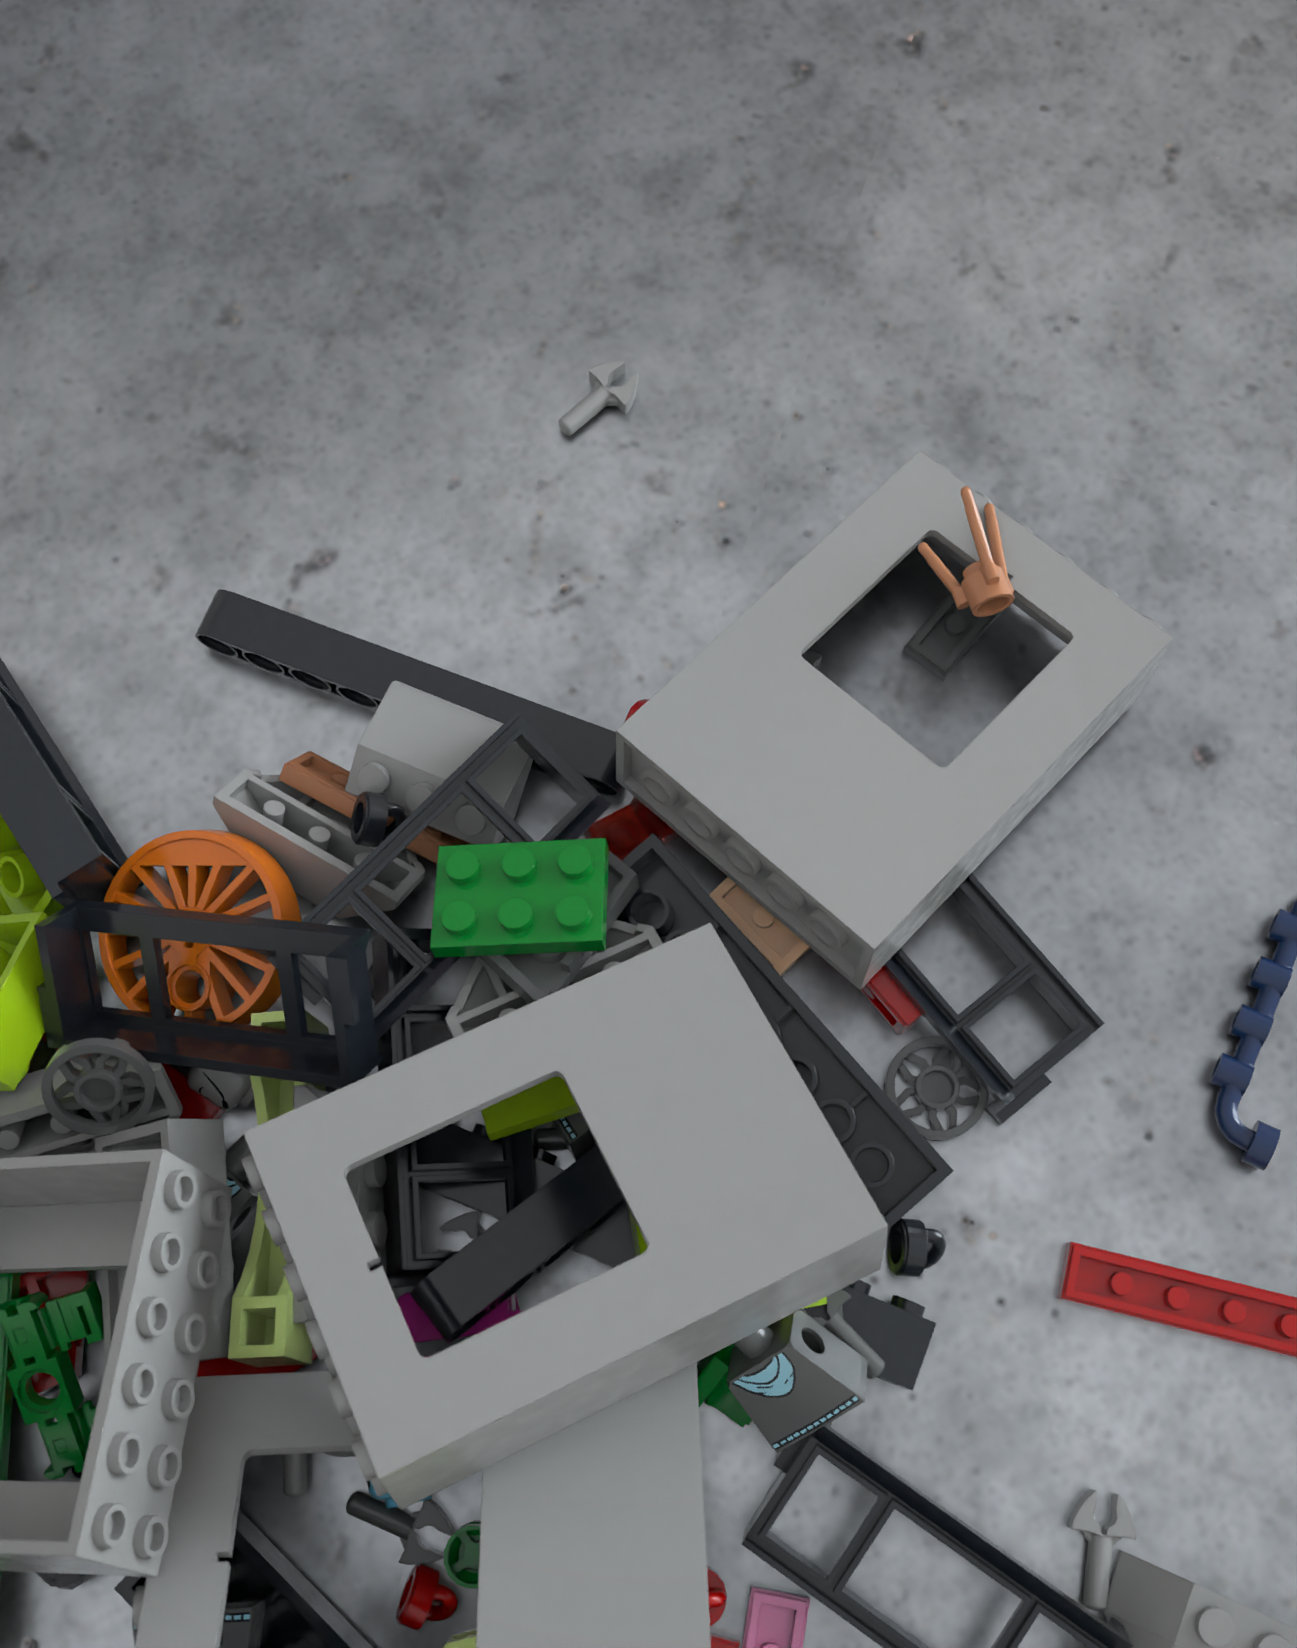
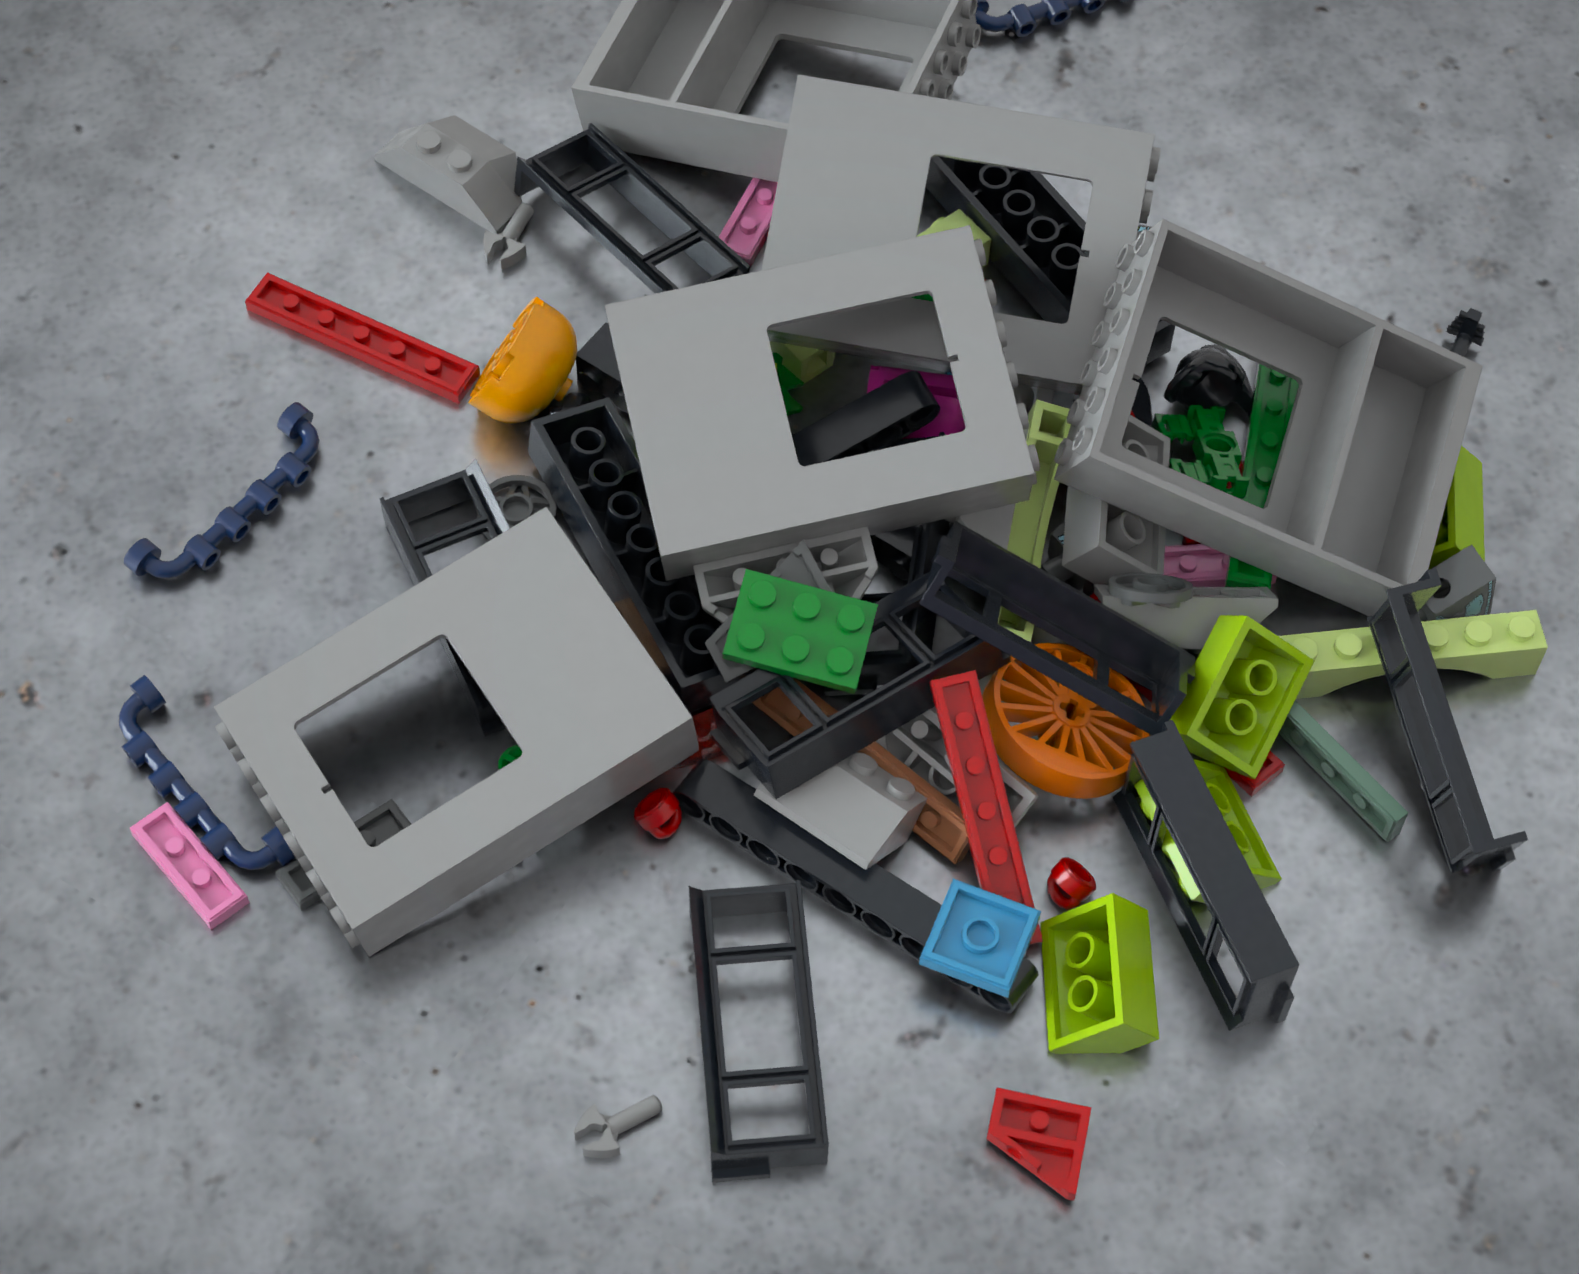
camera: 170 degrees left, 15 degrees down
(128, 646) = (1099, 978): none -> lime slope
(169, 476) = (1041, 1136): none -> red wing
(173, 753) = (1073, 880): none -> red tile
(257, 637) = (980, 938): none -> dark azure tile
(274, 778) = (981, 789): none -> red tile
(370, 819) = (907, 754): black tile -> none
(512, 648) = (754, 1157): none -> black piece
(971, 1283) = (528, 366): none -> light orange cylinder
(985, 582) = (349, 771): nougat plant -> none
(1130, 556) = (189, 865): none -> bright pink tile
(1264, 725) = (192, 806): none -> dark blue bar

